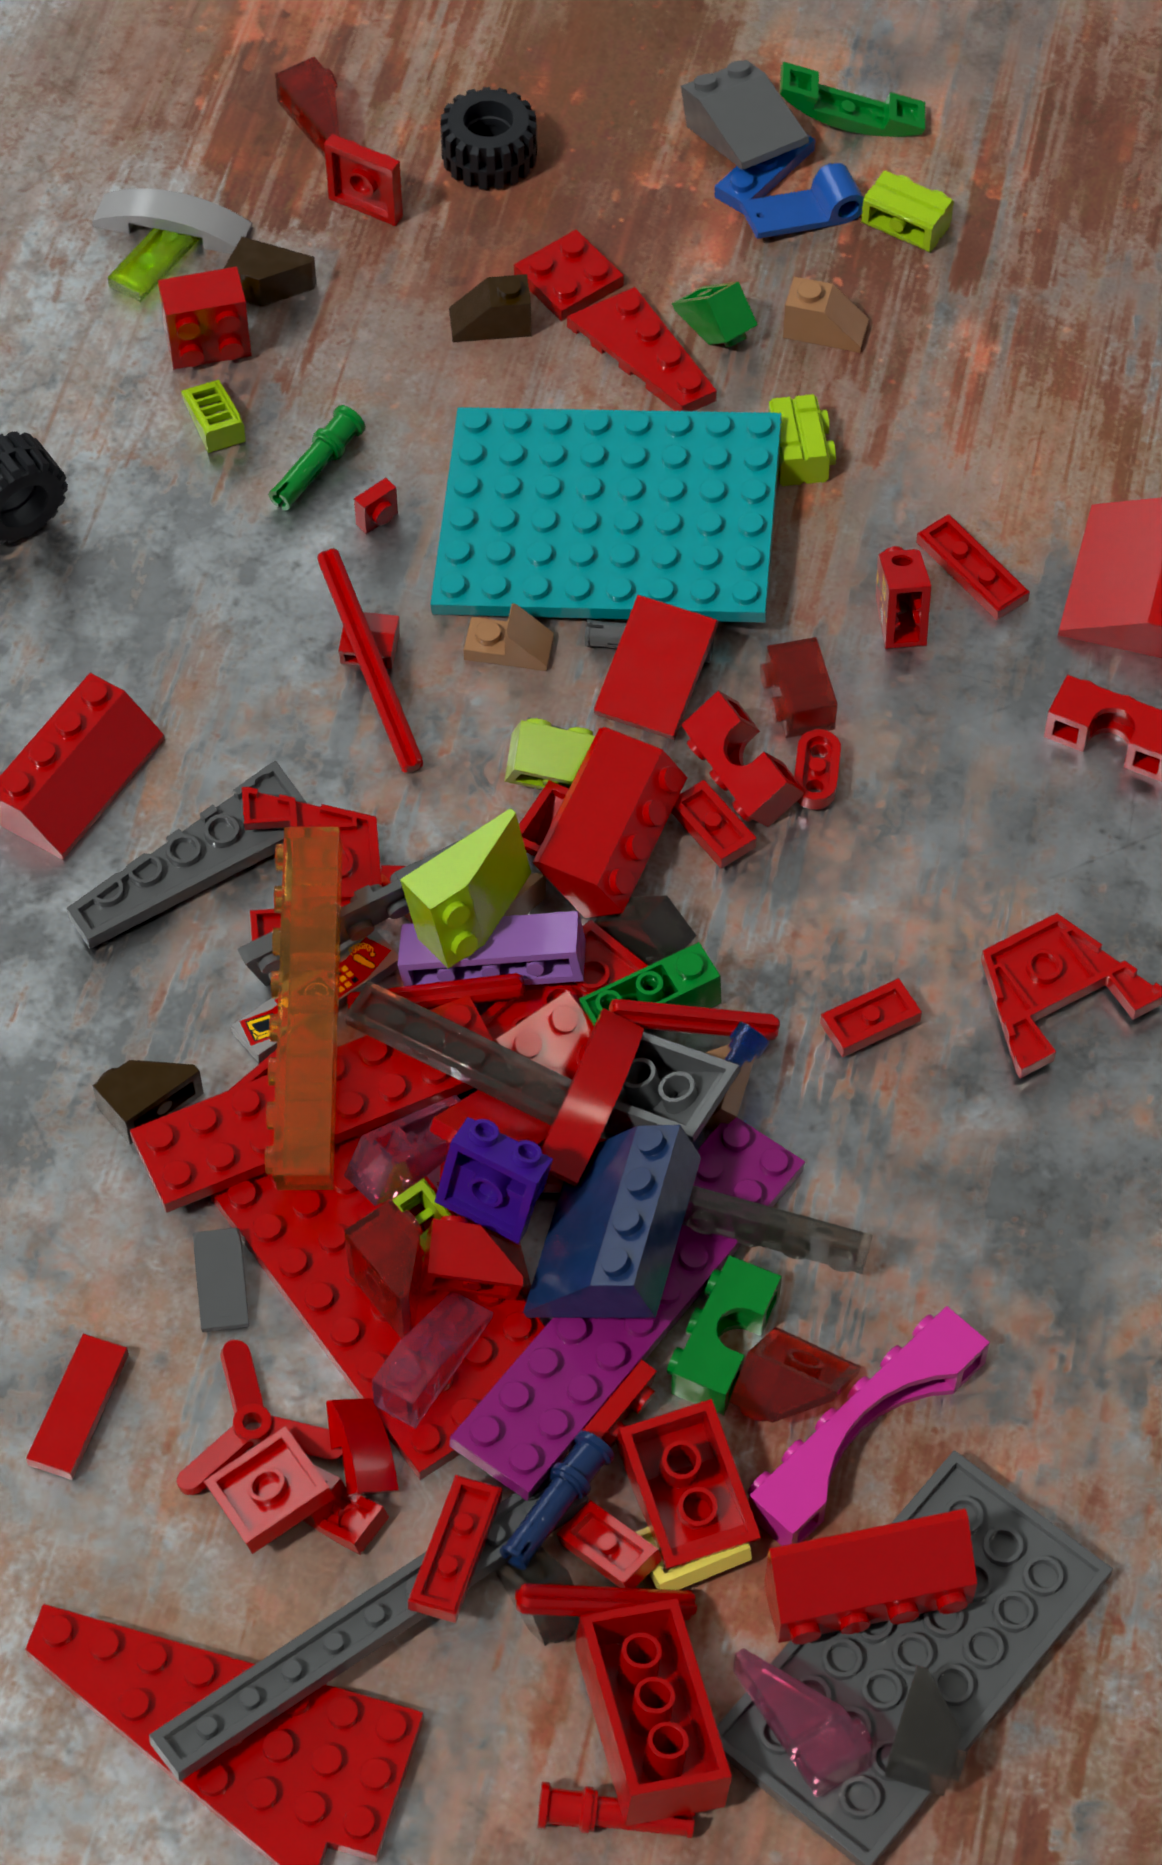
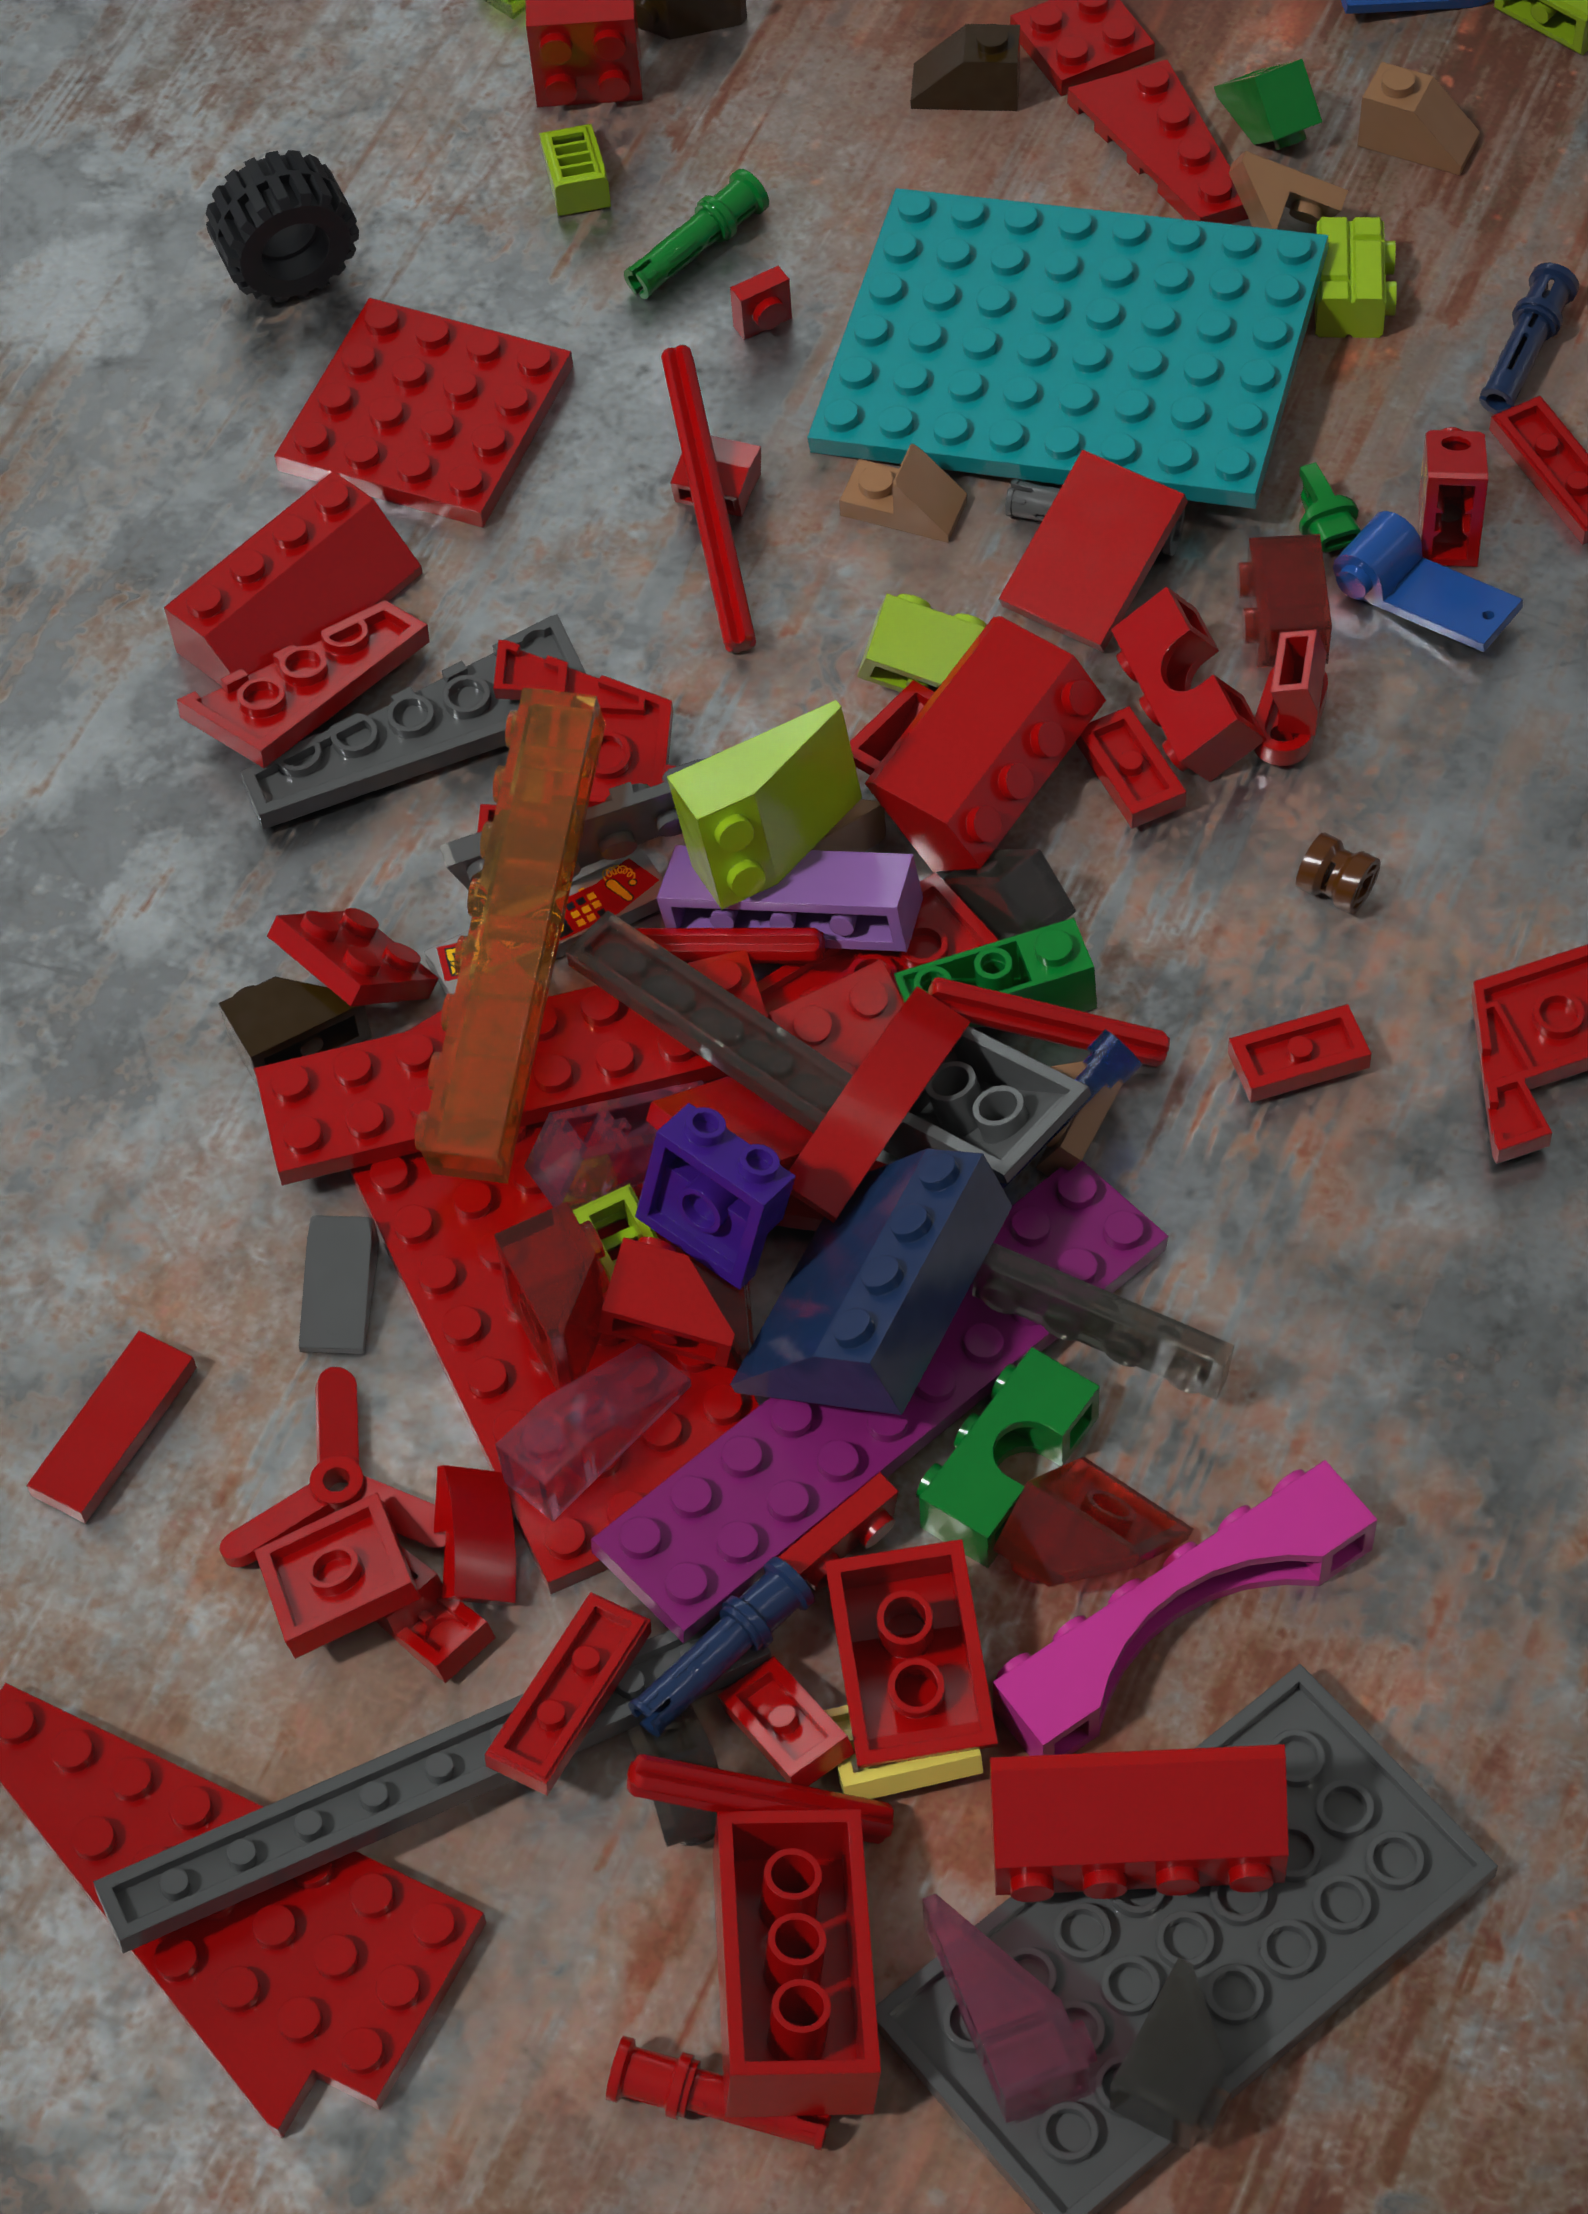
camera: 15 degrees right, 0 degrees up
(99, 837) = (305, 685): none -> red wing
(141, 615) = (425, 411): none -> red plate
(183, 1037) = (353, 956): none -> red plate
(731, 380) = (1270, 186): none -> medium nougat slope
(814, 619) = (1326, 513): none -> green piece
(823, 730) = (1299, 658): none -> red piece
(868, 658) = (1389, 572): none -> blue door
(873, 883) = (1338, 873): none -> reddish brown wheel
(922, 508) = (1535, 321): none -> dark blue pin

